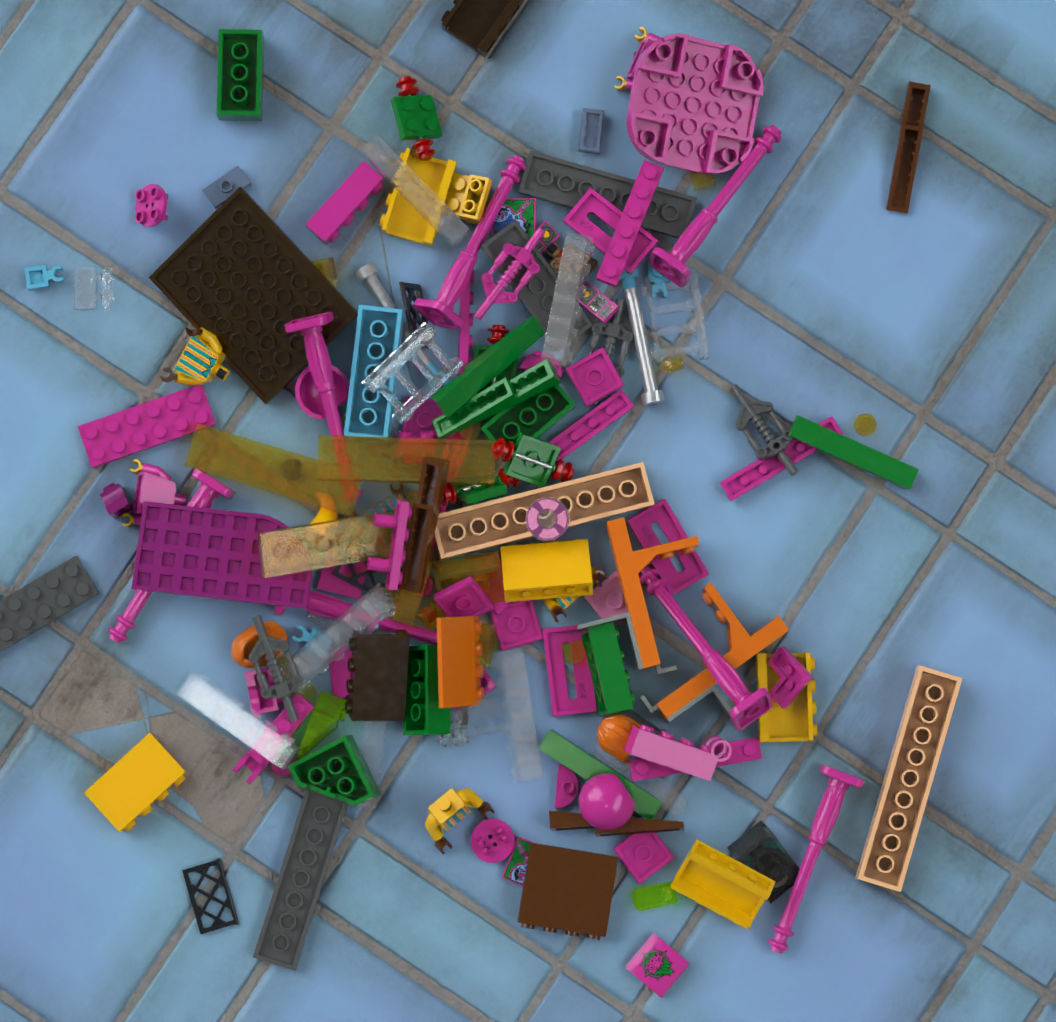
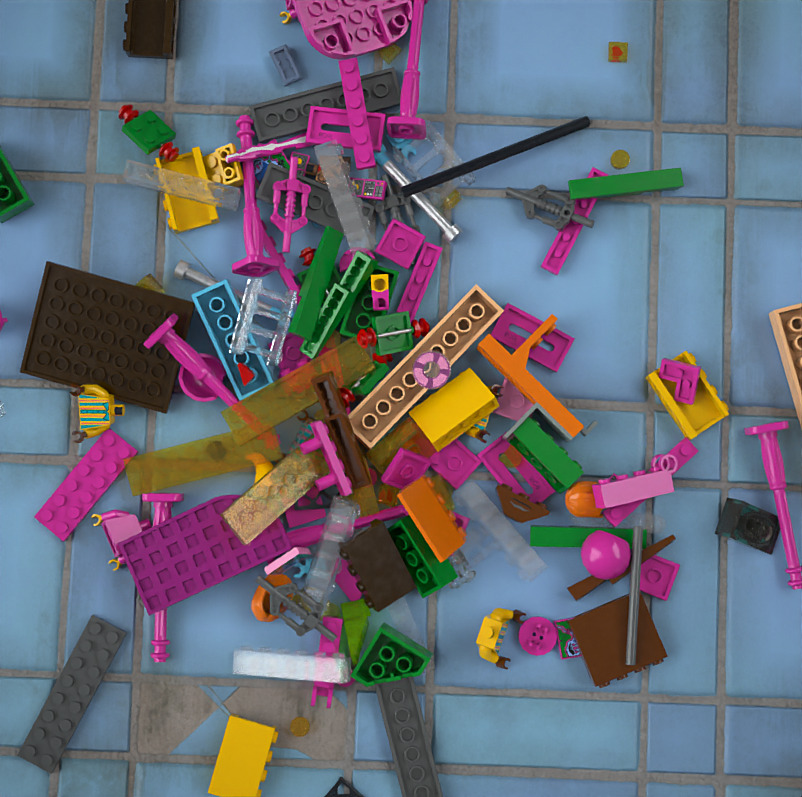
camera: 30 degrees left, 0 degrees up
(116, 500) = (97, 555): magenta arch -> none
(209, 785) = (299, 726): none -> clear yellow tile
(225, 186) = (35, 270): sand blue plate -> none
(257, 702) = (296, 641): dark pink cylinder -> none
(295, 618) = (287, 561): none -> bright pink tile
(344, 203) = (134, 227): dark pink brick -> none
(365, 413) = (246, 373): none -> red slope
(411, 288) = (231, 276): black window -> none
(520, 205) = (268, 149): none -> dark pink sword
(543, 413) = (380, 292): none -> leg
(551, 703) = (518, 506): none -> reddish brown slope
(566, 787) = (567, 561): dark pink plate -> none
(609, 857) = (634, 595): none -> dark grey piece
(654, 896) = (683, 602): clear neon green piece -> none
(657, 965) = (717, 653): dark pink slope -> none
(722, 884) = (729, 563): yellow panel -> none
(741, 347) = (495, 156): none -> black axle
(741, 649) = (634, 379): orange piece -> none
(748, 705) = (670, 416): dark pink piece -> none
(929, 316) = (618, 52): none -> clear yellow tile

